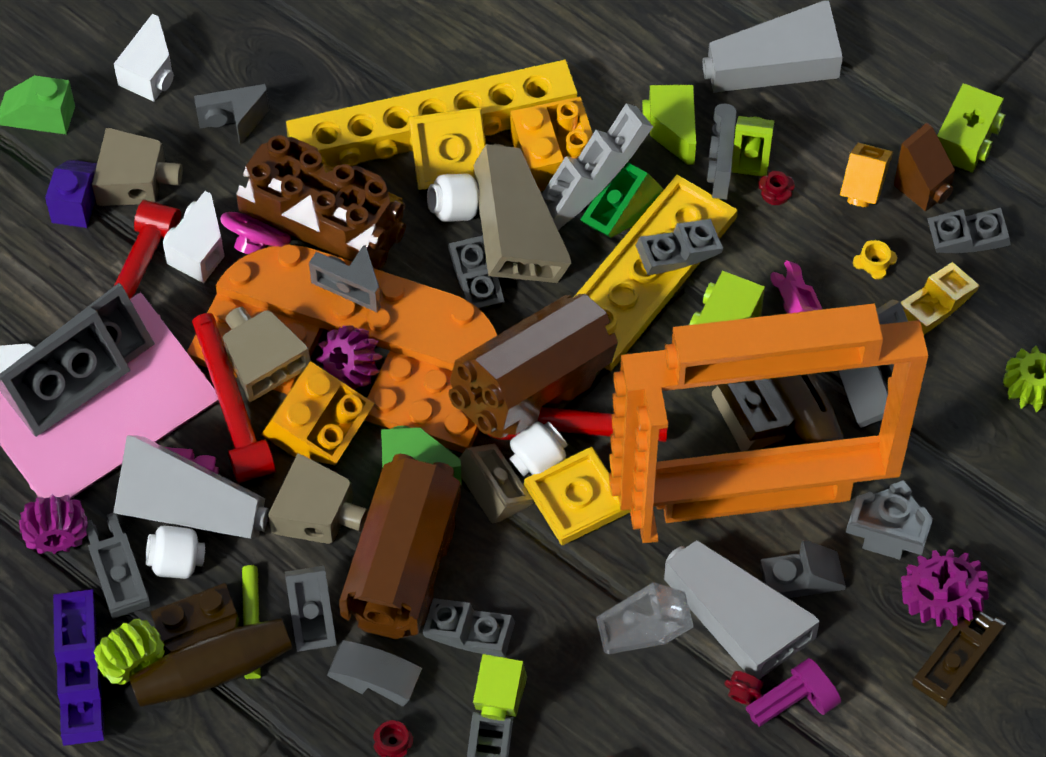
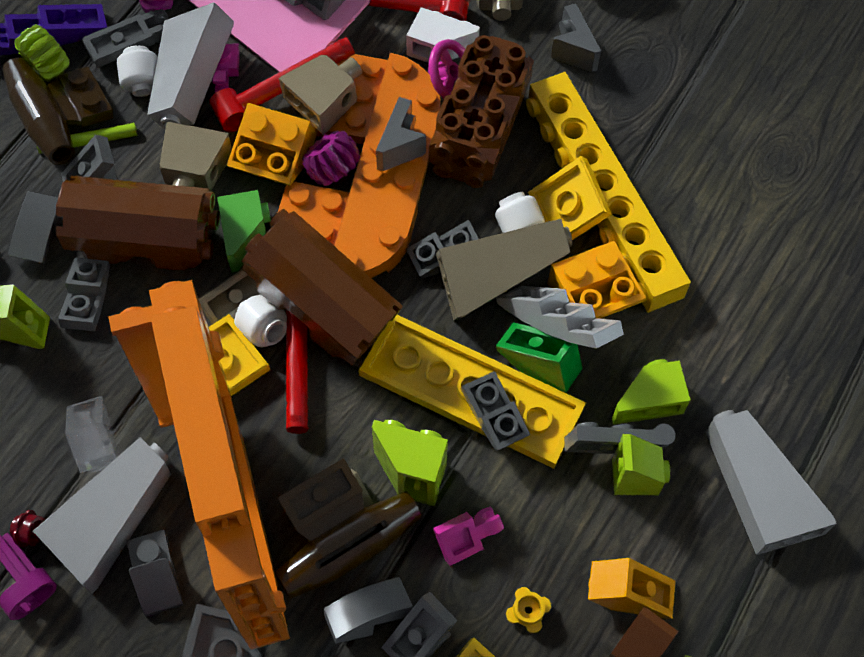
camera: 80 degrees right, 5 degrees up
(776, 195) = (595, 511): dark red plate -> none

